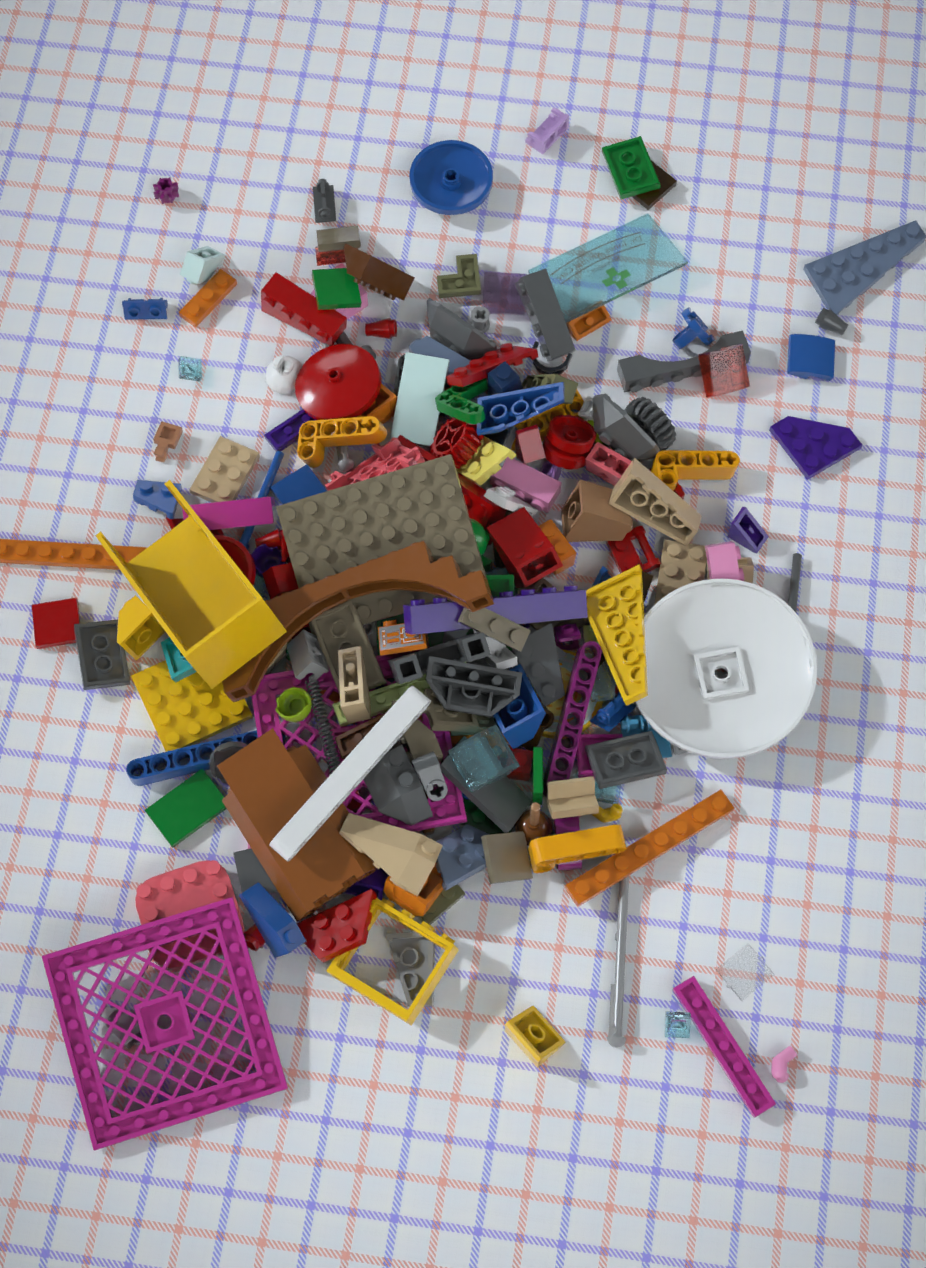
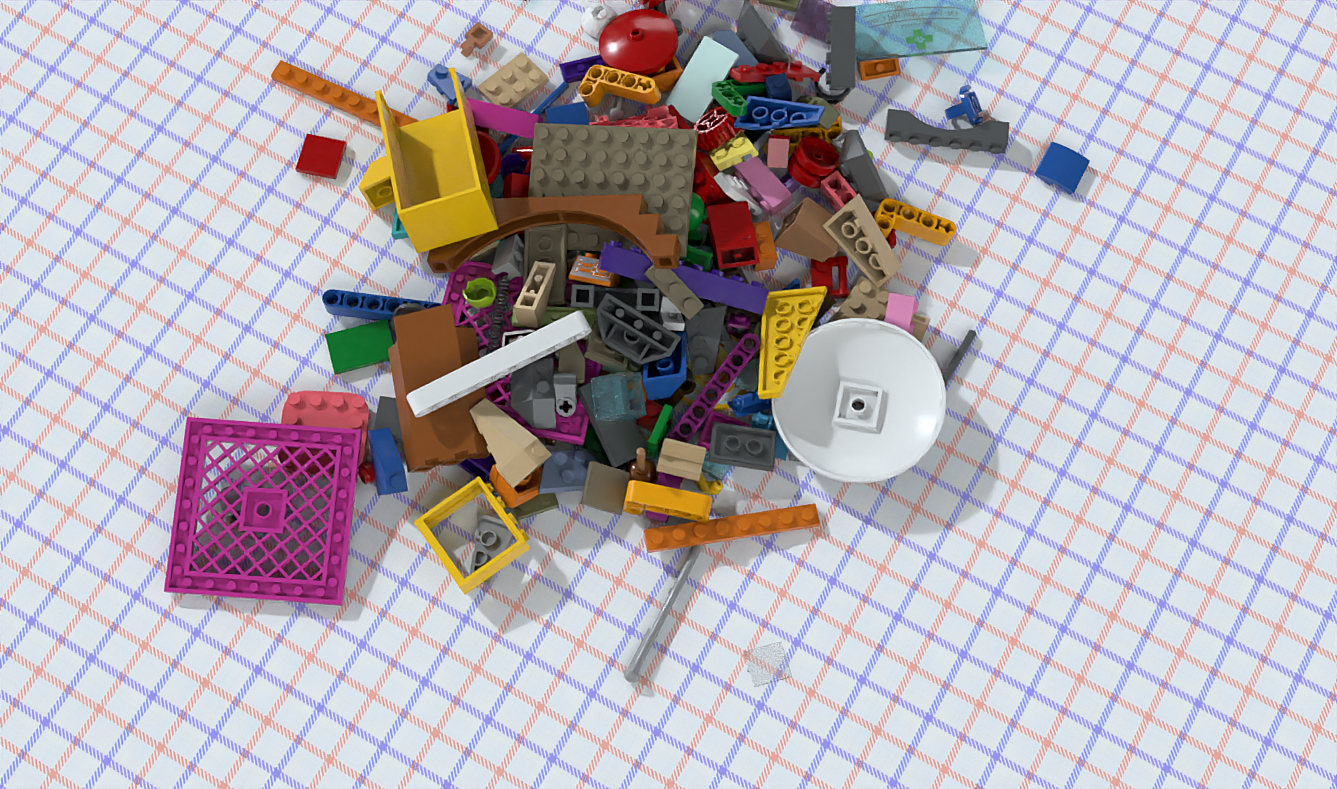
camera: 20 degrees right, 0 degrees up
(100, 656) = (342, 198): dark grey tile -> none
(186, 709) = (394, 266): yellow plate -> none
(339, 927) = (439, 490): red wing -> none
(384, 328) = (698, 11): red cone -> none
(480, 319) = (783, 34): light grey bush -> none
(534, 1035) = (564, 644): yellow slope -> none
(652, 421) = (891, 171): dark grey gear -> none
(677, 1024) = (688, 683): clear light blue tile -> none
(724, 370) = (977, 151): clear red slope -> none
(724, 1047) = (720, 718): dark pink plate -> none
(747, 531) = (936, 295): dark purple slope -> none
(779, 1064) = (761, 752): bright pink arm -> none
(814, 444) = (1030, 243): dark purple plate -> none
(830, 321) = (1093, 143): dark grey cone -> none
(855, 269) = (1139, 106): sand blue wing -> none

